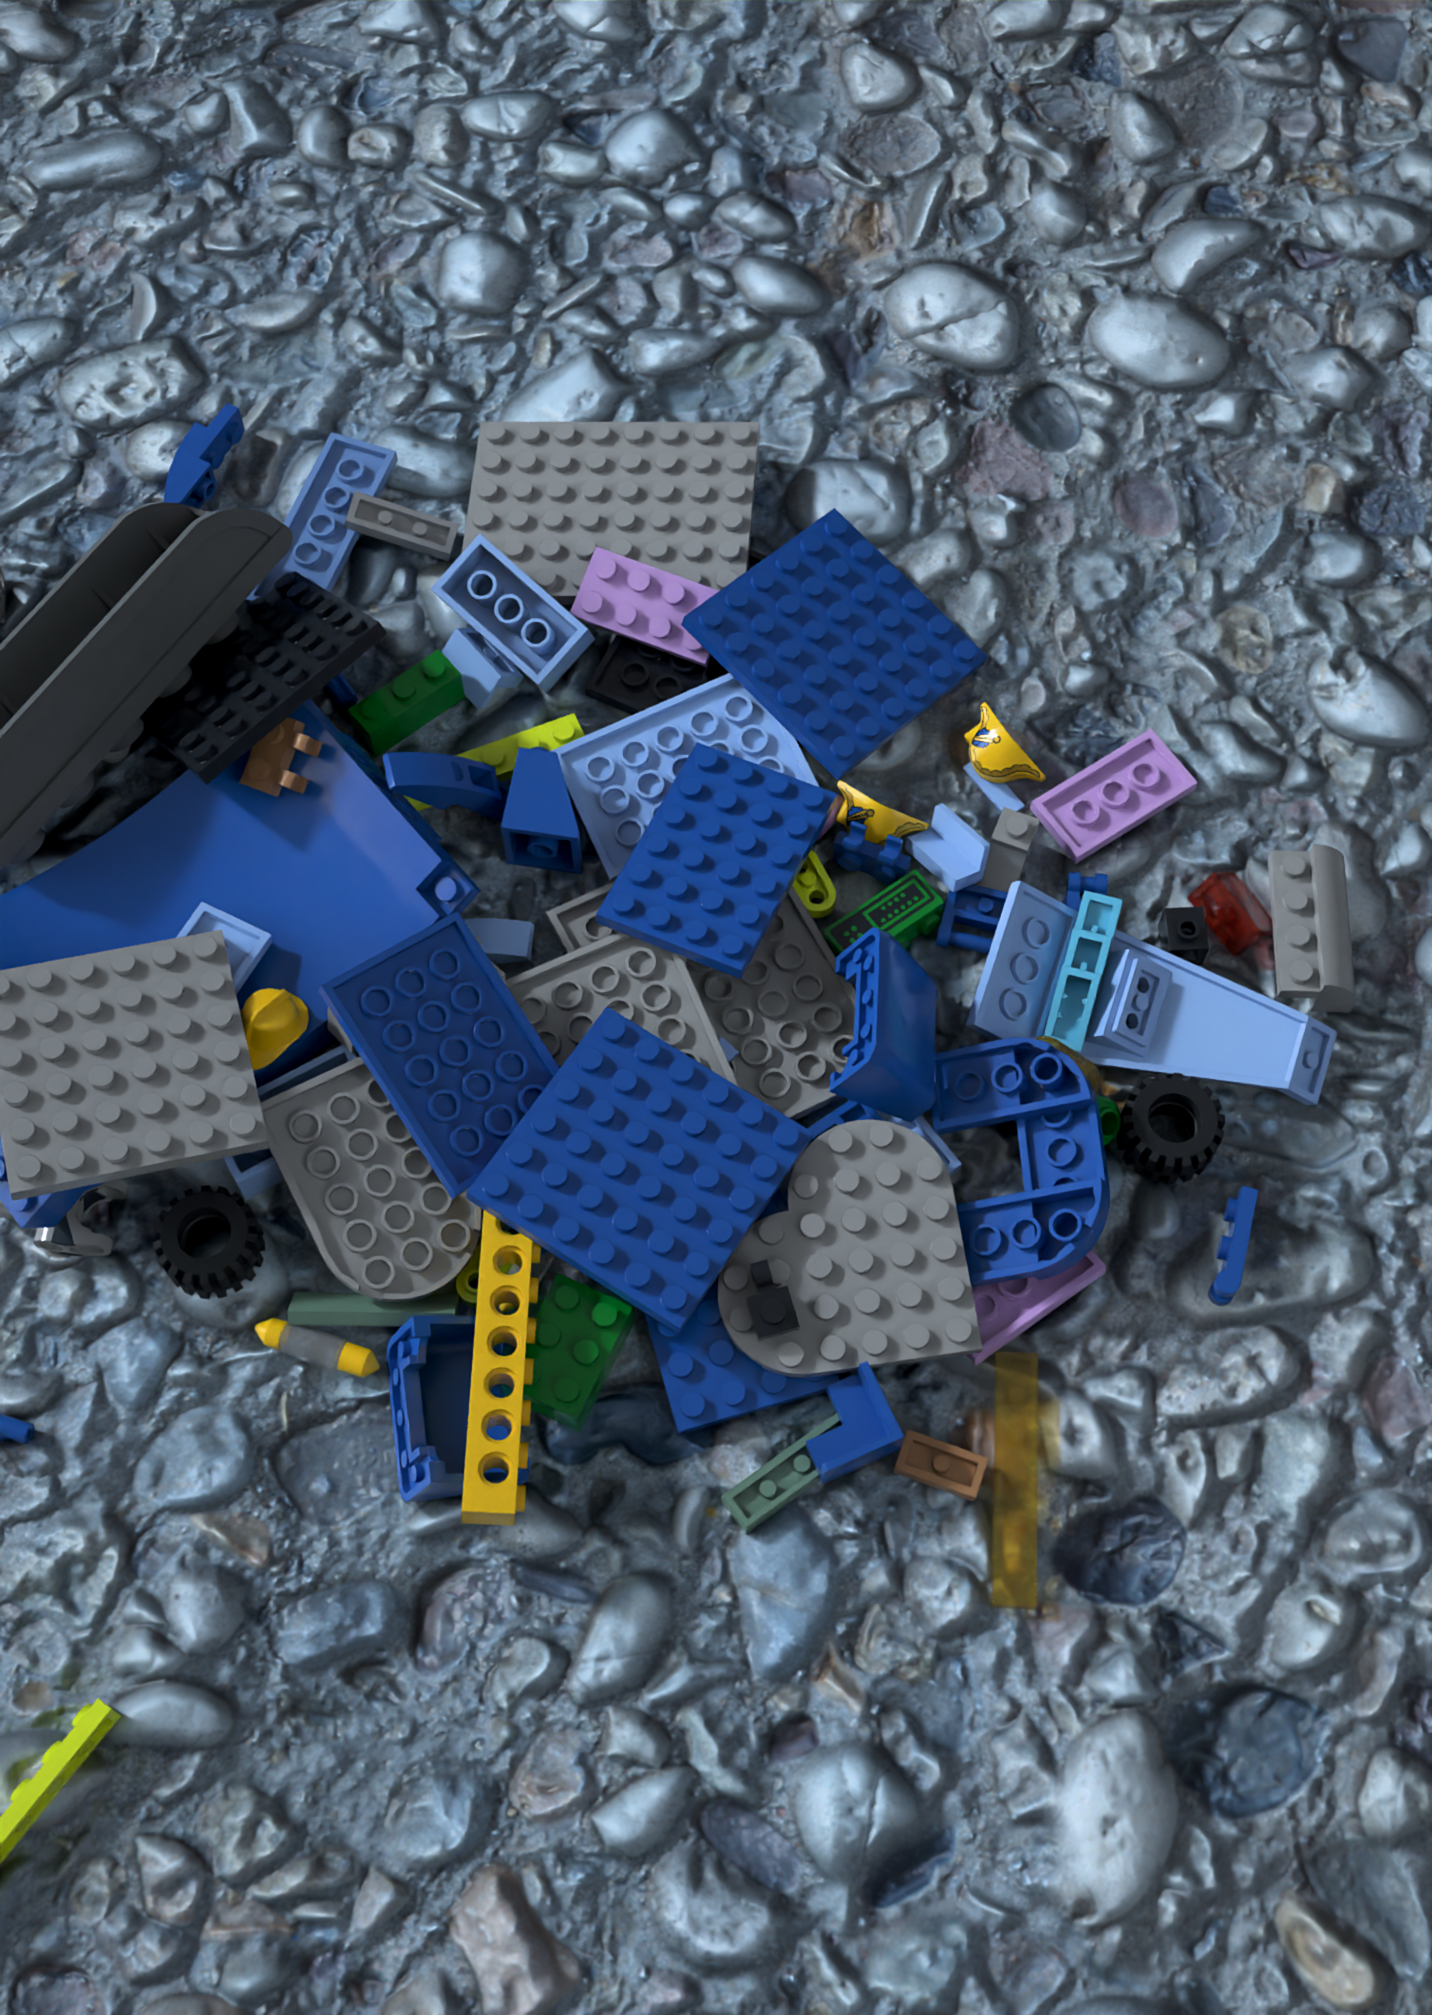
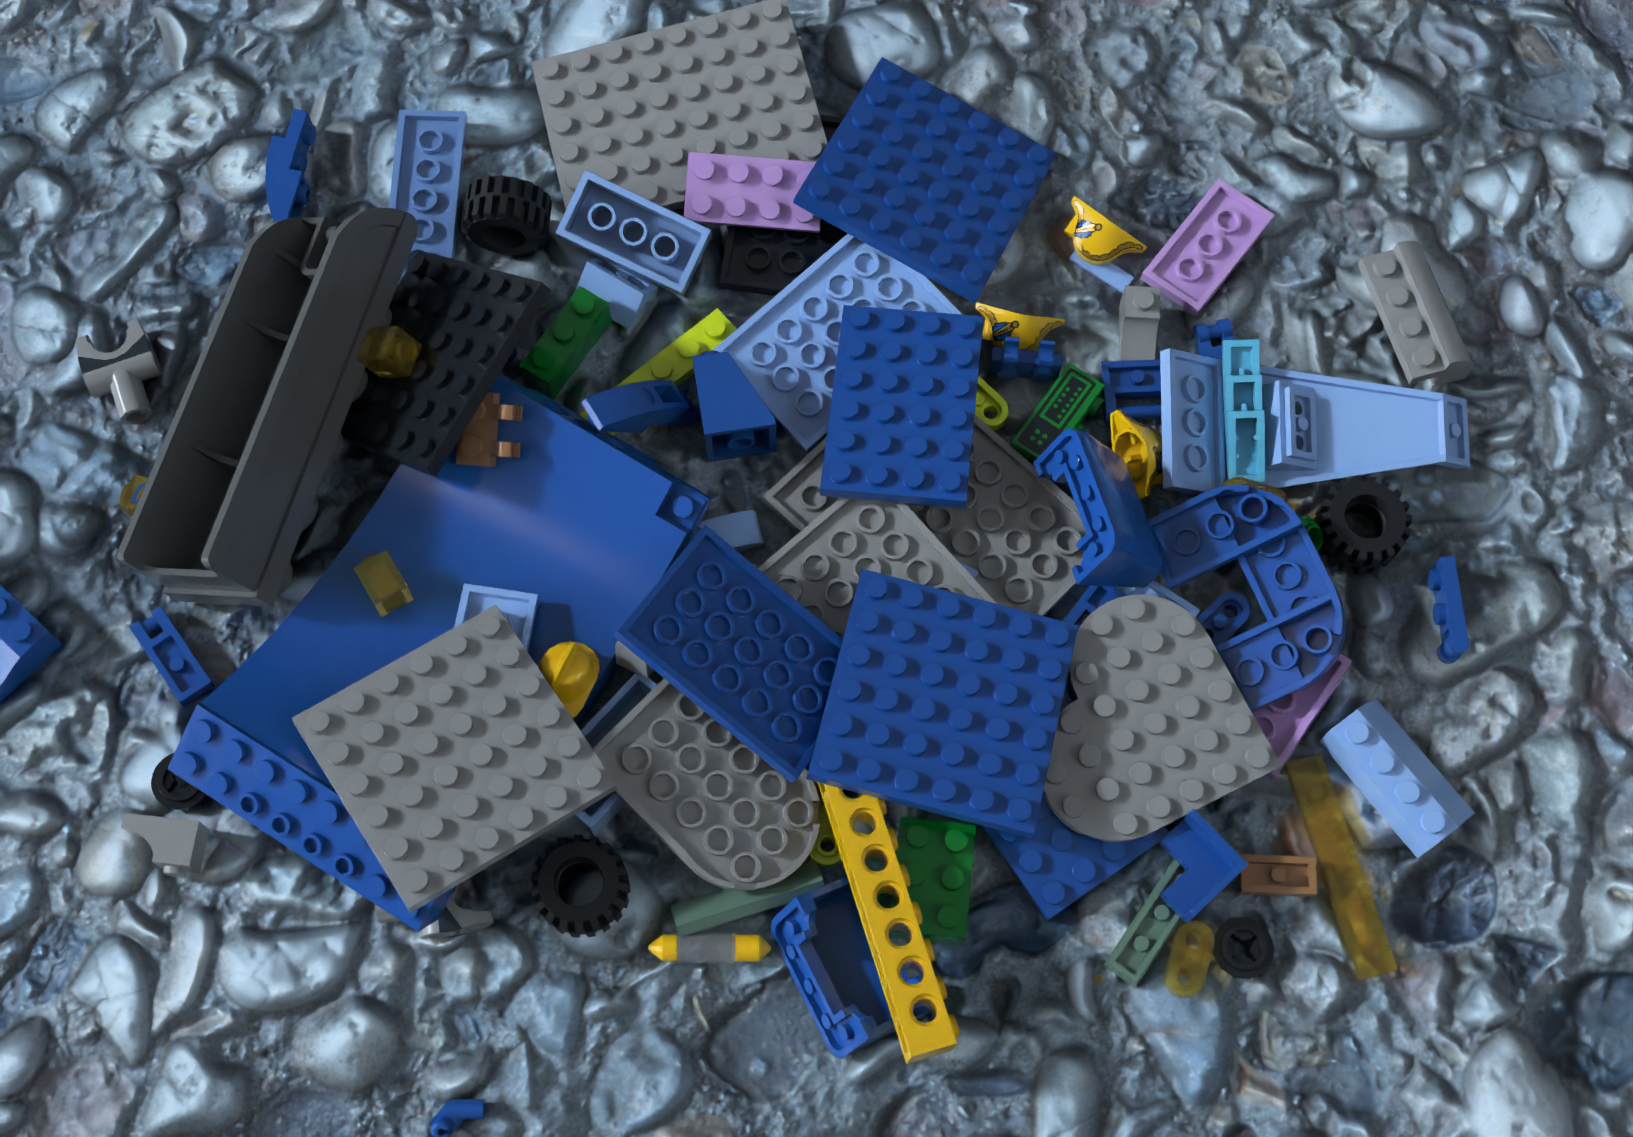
camera: 20 degrees left, 5 degrees up
(124, 878) = (383, 583): none -> clear yellow brick
(214, 654) = (389, 351): none -> clear yellow brick
(392, 560) = (506, 215): none -> black tyre
(401, 525) = (462, 173): light grey plate -> none
(772, 1308) = (1098, 790): black plate -> none
(810, 1522) = (1188, 960): none -> clear yellow plate
(883, 1511) = (1260, 949): none -> black gear
(950, 850) = (1091, 336): light blue panel -> none
(956, 980) = (1140, 449): none -> yellow hat
(974, 1180) = (1217, 624): none -> blue plate
(1112, 1403) = (1396, 777): none -> light blue slope
(1184, 933) = (1311, 351): black brick -> none
(1231, 911) = (1341, 320): clear red panel -> none

